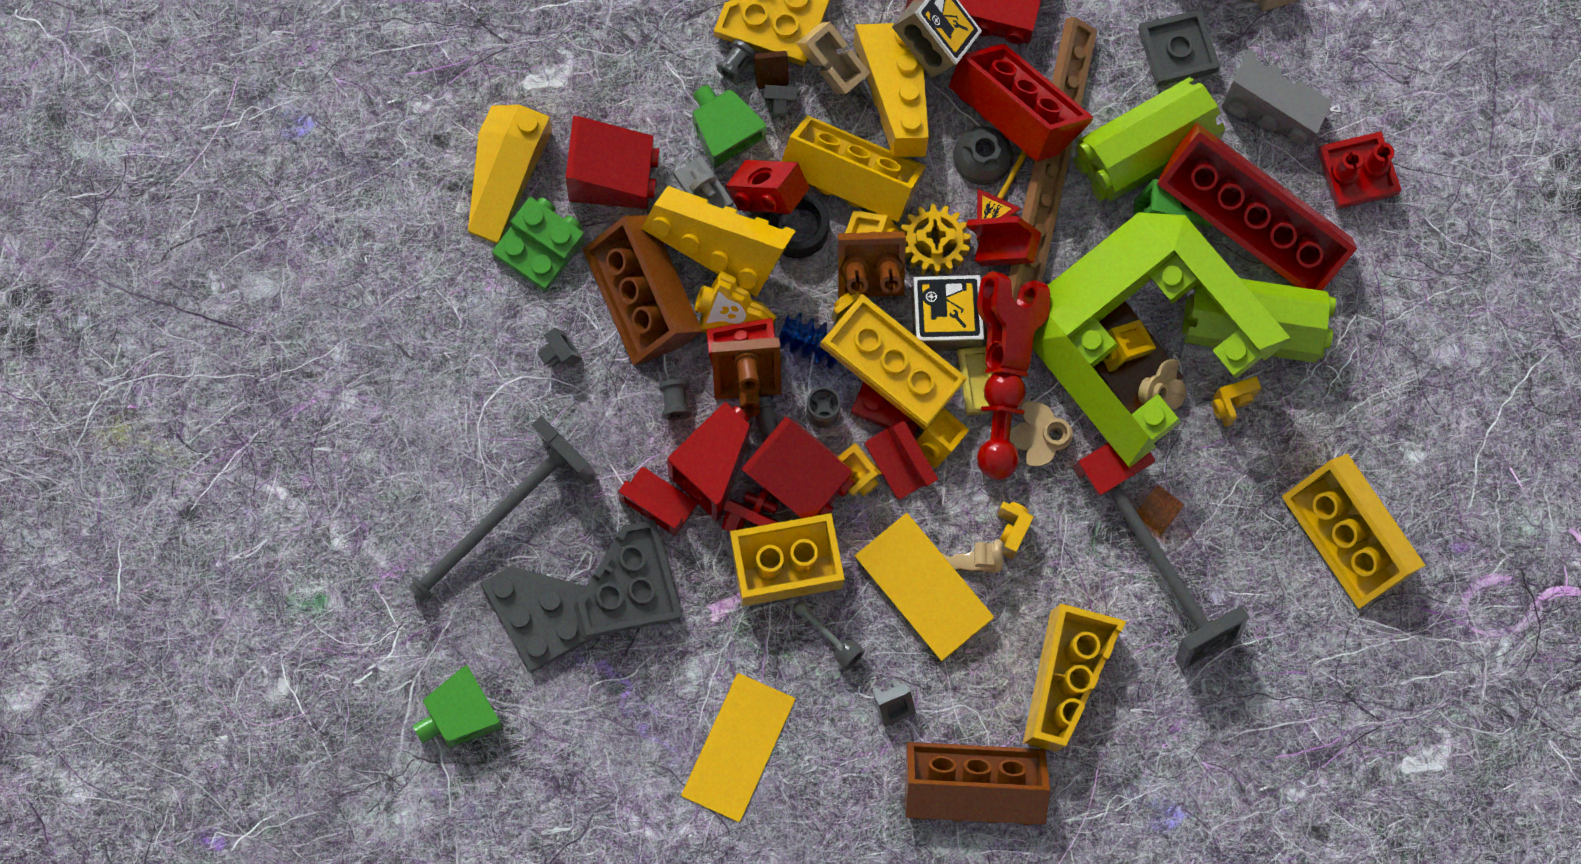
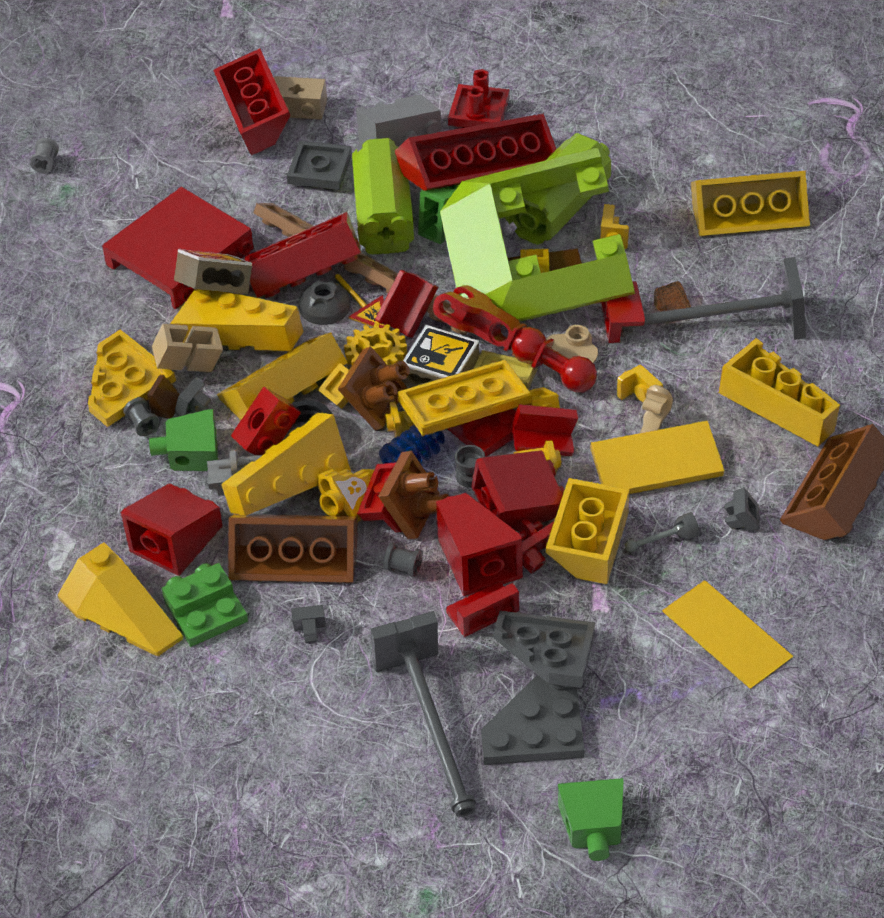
camera: 55 degrees left, 25 degrees down
(1164, 384) = (578, 256): tan plate -> none

